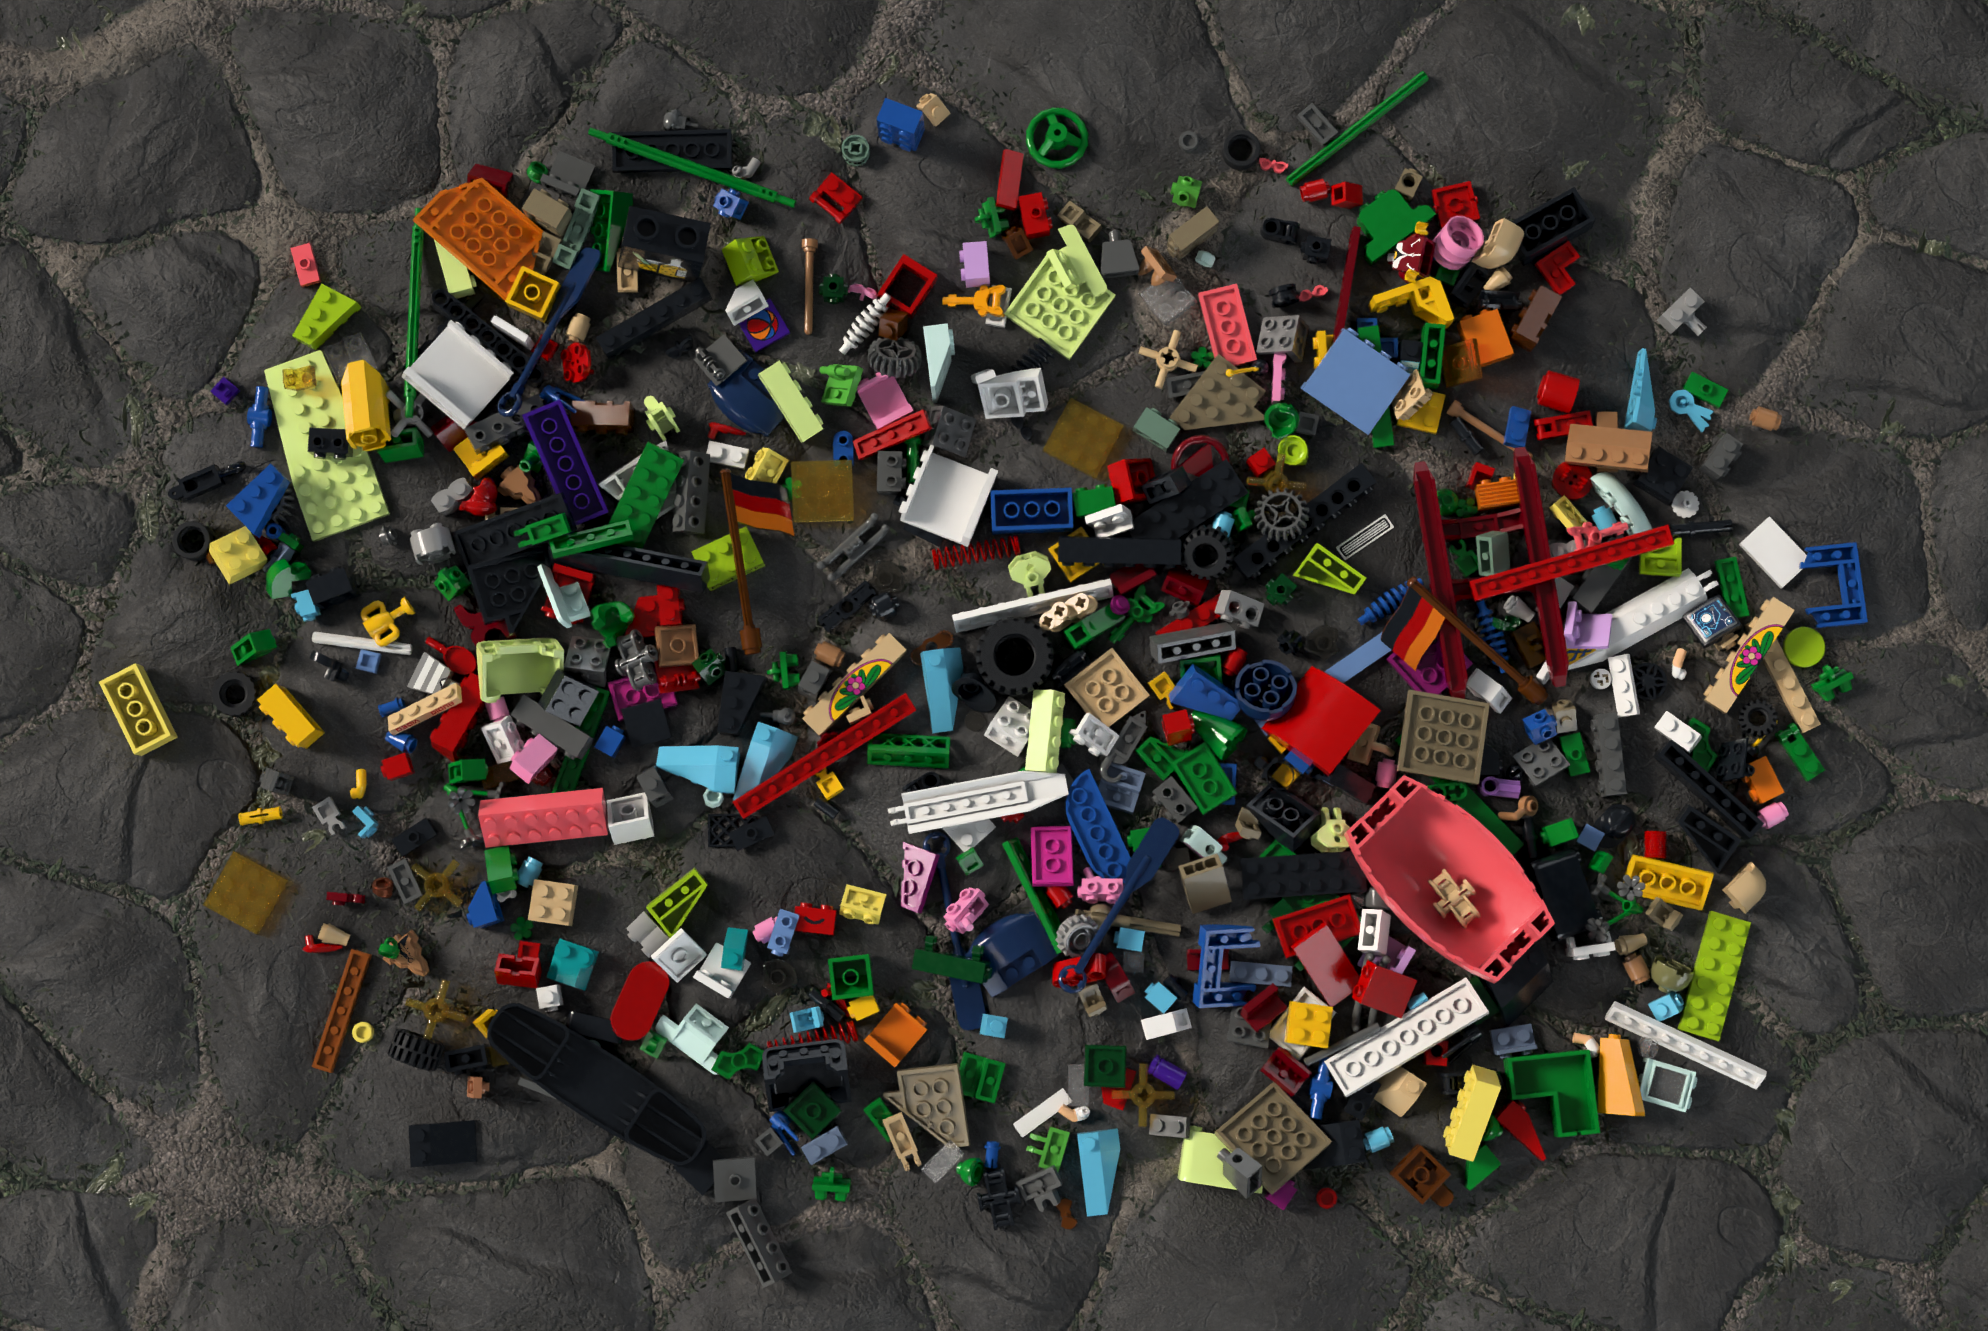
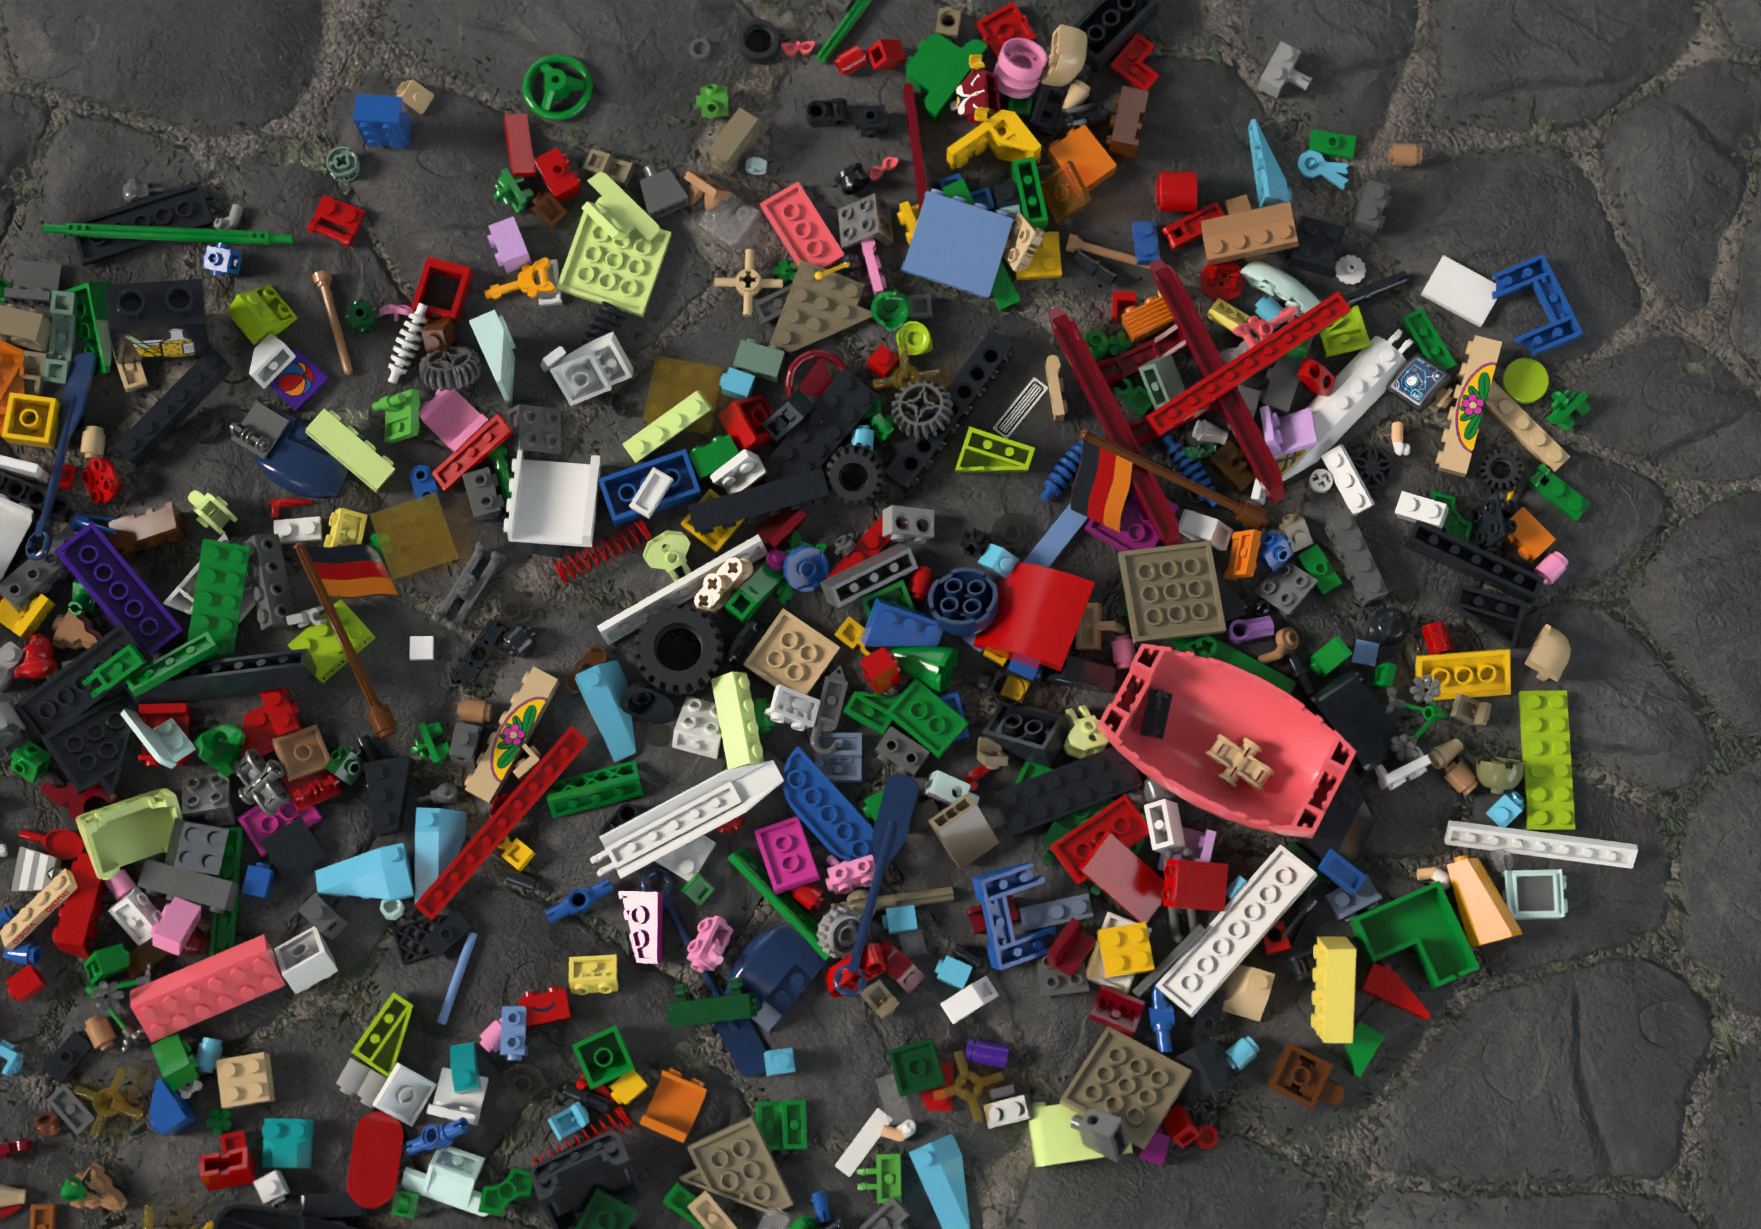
camera: 20 degrees left, 5 degrees down
(446, 826) = (100, 1032): none -> medium nougat brick
(696, 998) = (437, 1136): none -> blue pin
(713, 533) = (307, 617): none -> light grey plate
(749, 872) = (457, 978): none -> medium blue bar
(801, 587) = (421, 648): none -> white tile
(858, 841) = (567, 906): none -> blue pin
(1031, 516) = (651, 492): none -> white tile
(1062, 463) = (667, 426): none -> yellowish green brick
(1131, 443) = (737, 384): none -> medium azure brick
(1141, 619) = (805, 568): none -> blue tile
(1169, 1108) = (1001, 1092): none -> dark grey tile
(1184, 585) = (841, 517): dark red panel -> none
(1285, 585) = (949, 484): dark green brick -> none
(1305, 663) = (998, 560): none -> medium azure brick
(1308, 1183) = (1180, 1126): none -> red panel
(1397, 835) = (1156, 713): none -> black hinge
(1400, 529) = (1055, 387): none -> tan hinge
(1492, 1129) = (1362, 1002): green brick -> none
(1510, 1017) = (1342, 872): none -> blue tile
(1514, 722) = (1243, 554): none -> orange plate
(1623, 588) = (1313, 374): none -> red leg

